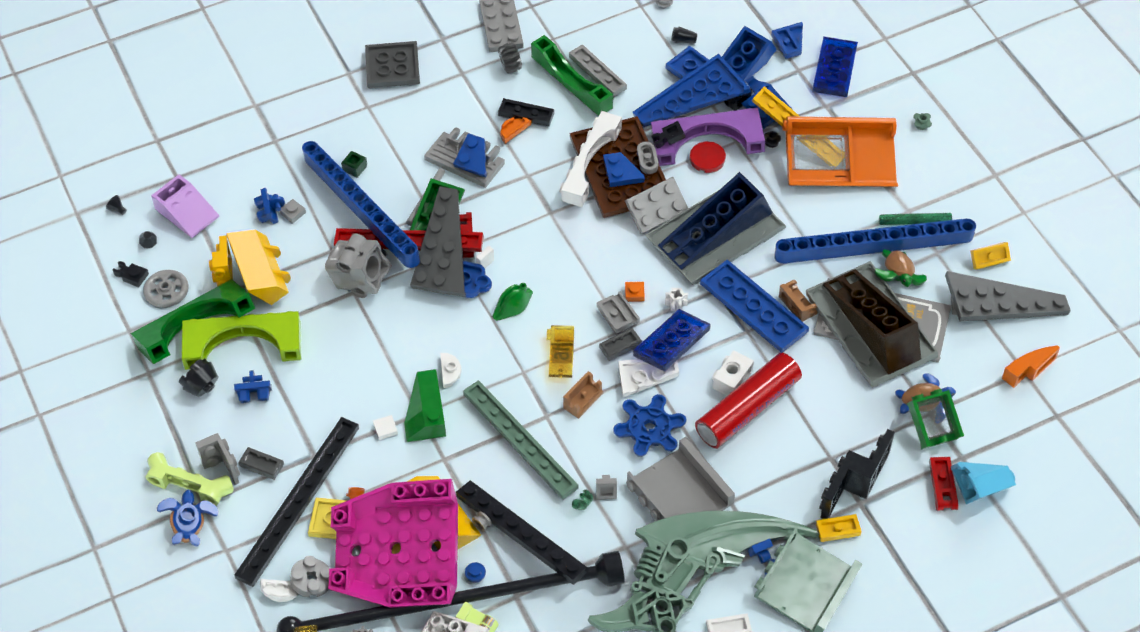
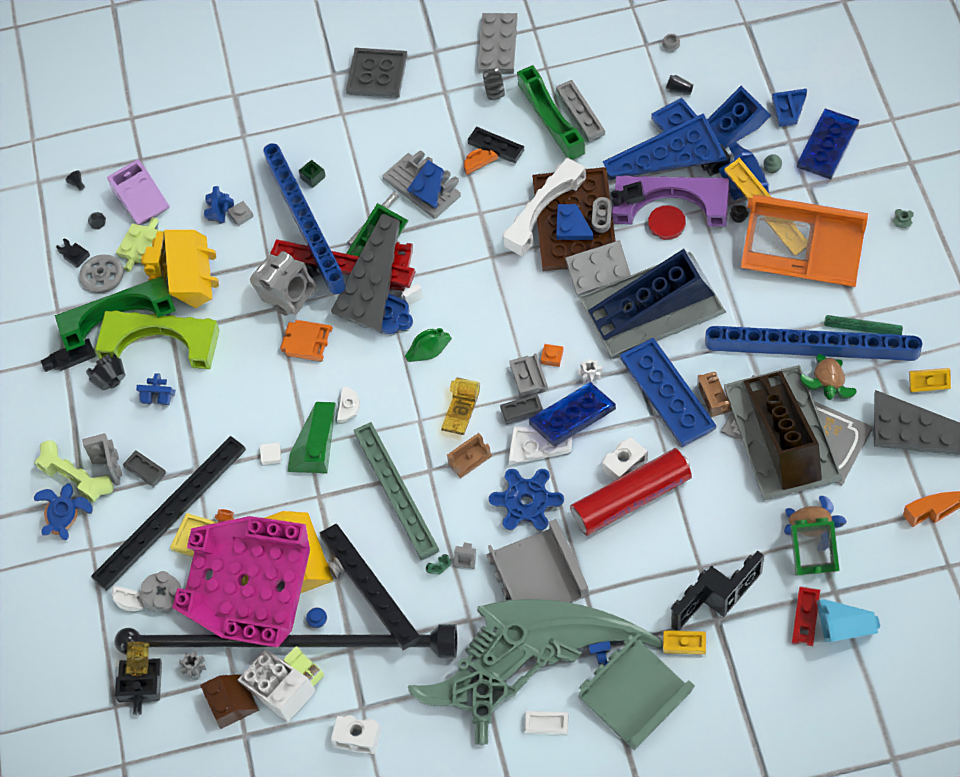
camera: 20 degrees right, 5 degrees up
(152, 373) = (65, 359): none -> black hinge
(196, 254) = (136, 241): none -> yellowish green plate
(391, 316) = (304, 340): none -> orange plate
(790, 91) = (772, 163): none -> sand green plate

